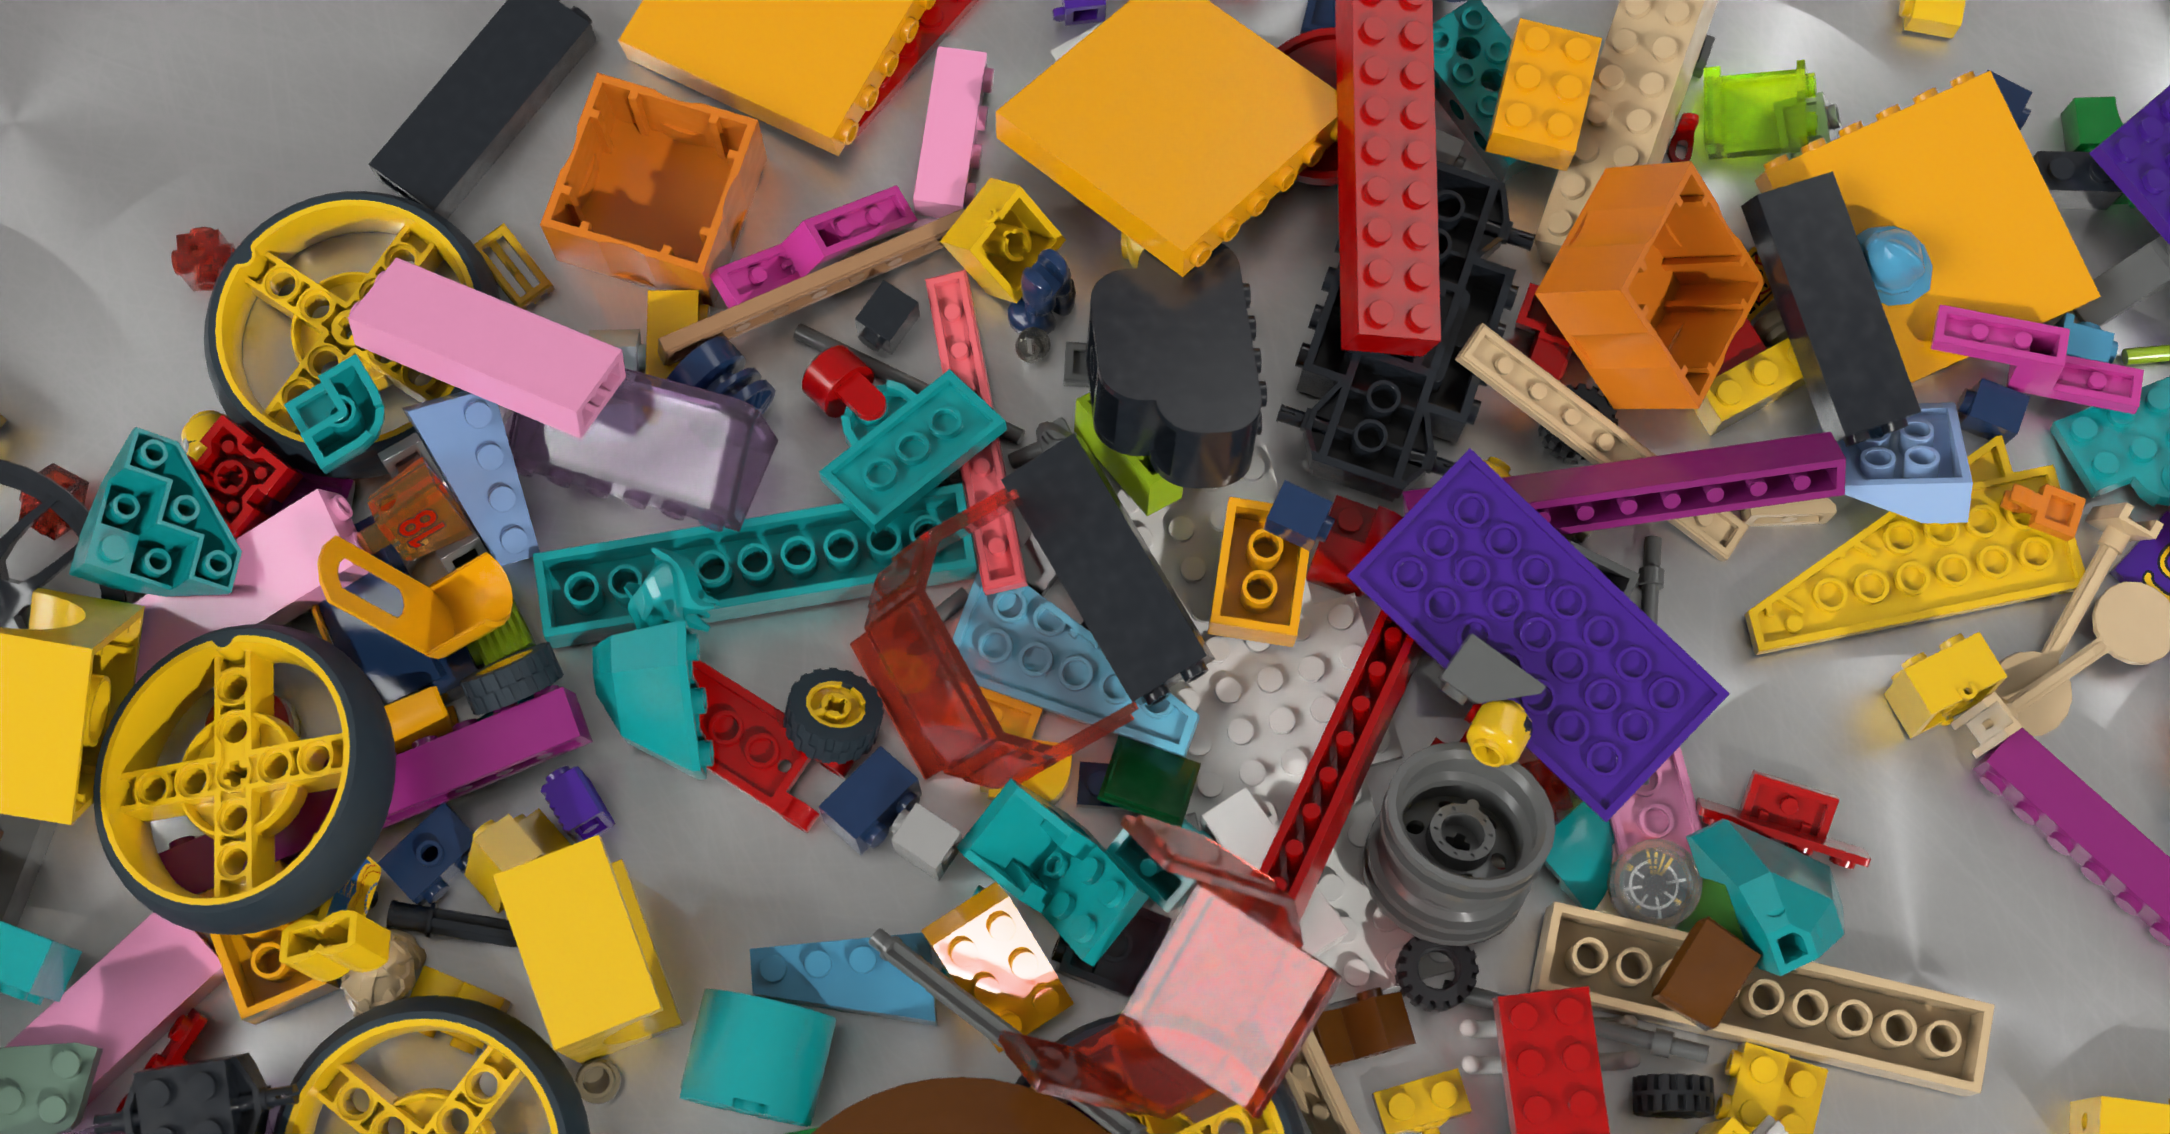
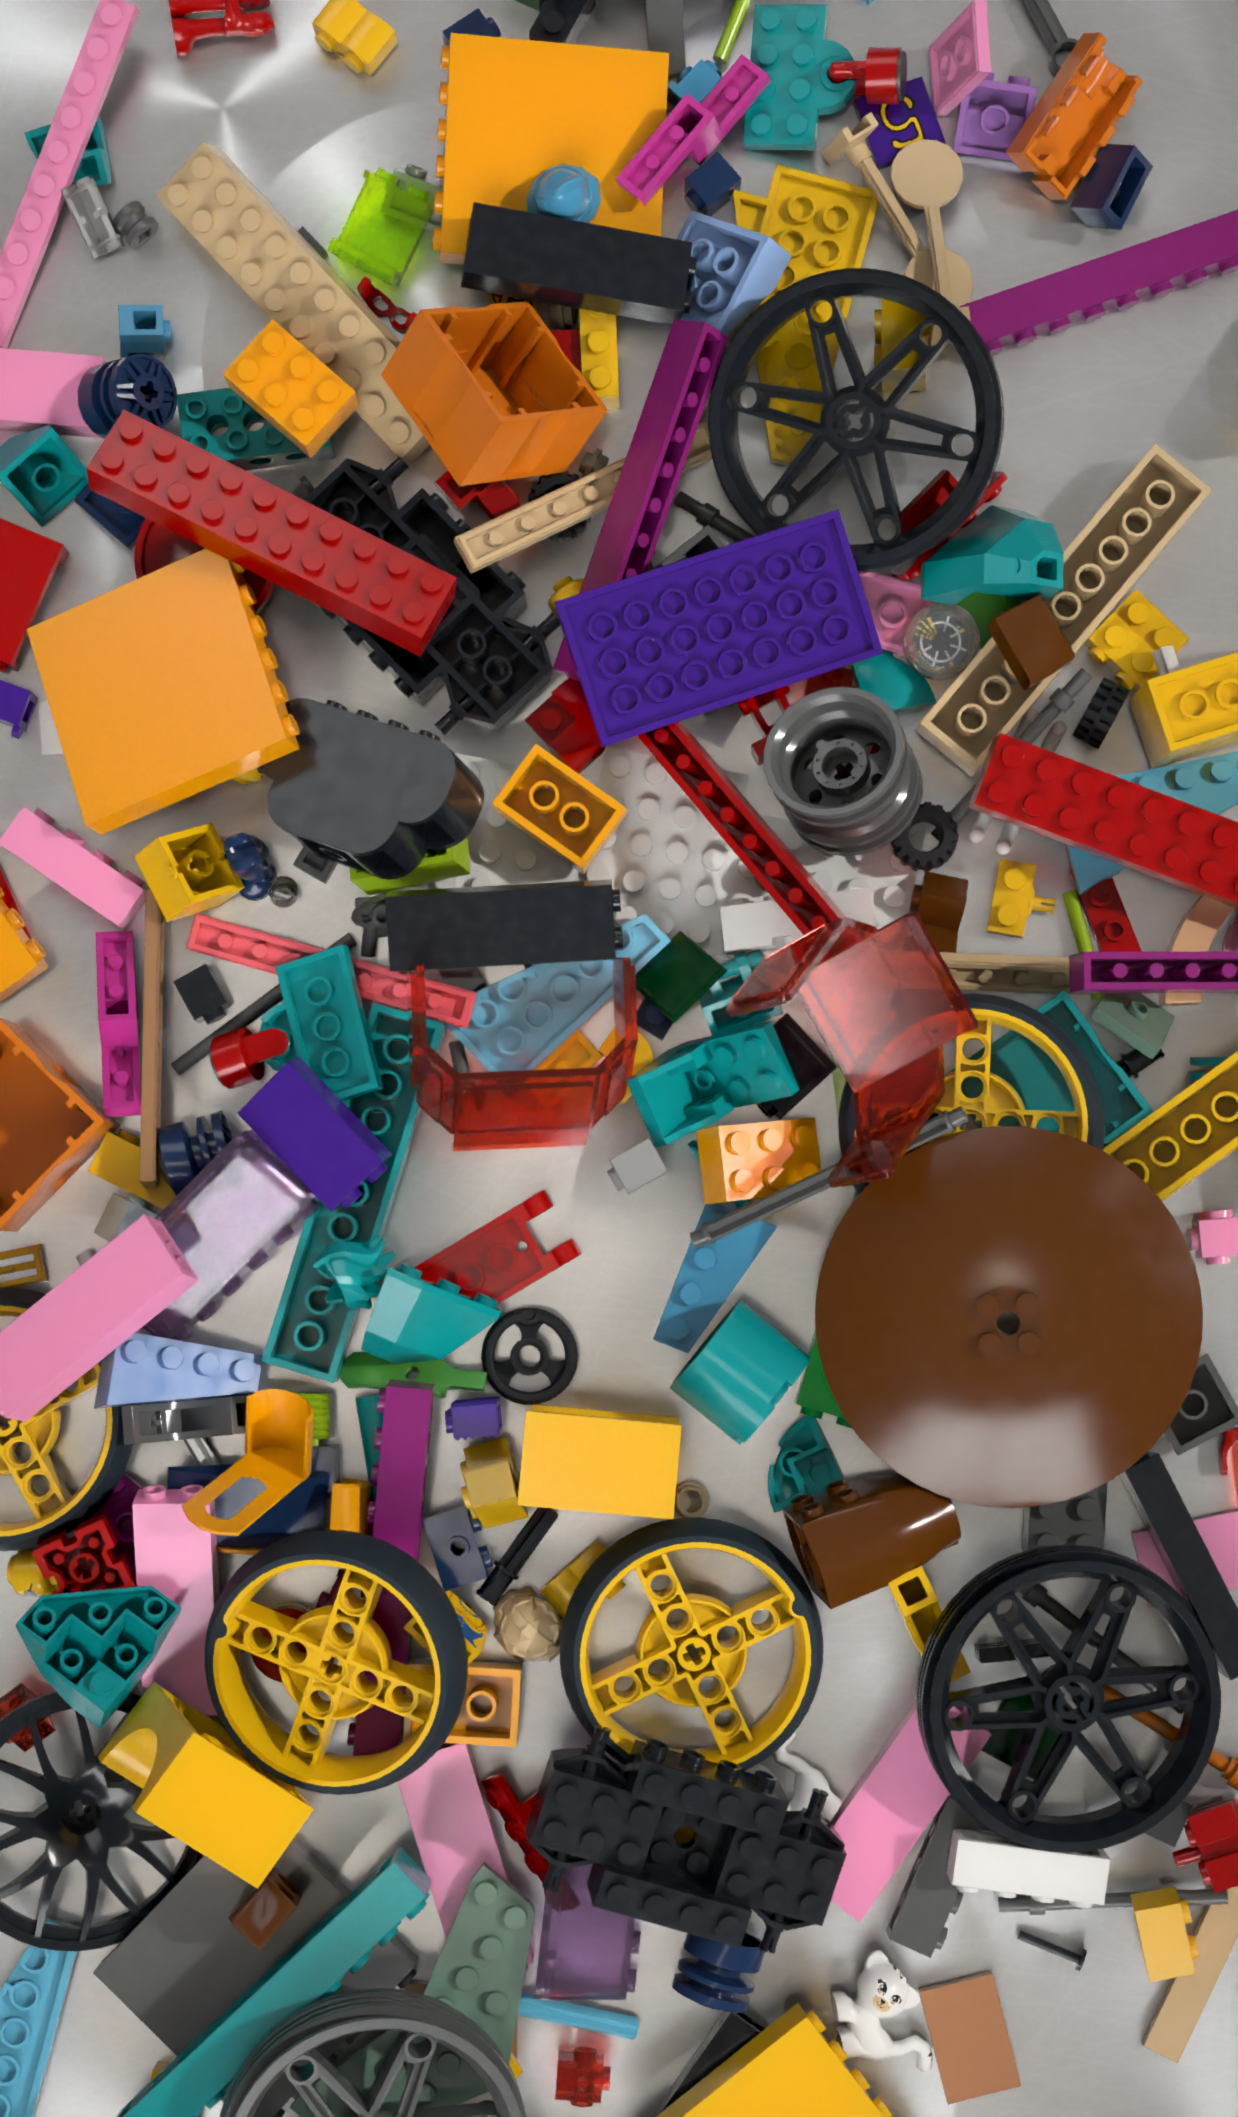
camera: 55 degrees left, 10 degrees up
(335, 945) = (501, 1650): yellow brick -> none
(339, 414) = (78, 1460): teal brick -> none
(414, 514) = (189, 1438): clear orange torso -> none
(511, 678) = (355, 1422): black wheel -> none
(607, 741) = (370, 1371): none -> bright green piece
(639, 811) = (500, 1373): none -> black wheel
(792, 488) = (316, 1134): none -> dark purple brick
(833, 715) = (518, 1200): black wheel -> none
(871, 801) = (584, 1193): dark blue brick -> none
(1299, 516) = (538, 758): dark blue brick -> none
(1485, 675) = (734, 684): dark grey slope -> none
(1499, 733) = (781, 696): yellow head -> none
(1641, 432) = (593, 462): none -> dark tan plate
(1854, 682) = (876, 417): none -> black wheel
(2051, 509) = (812, 187): orange plate -> none

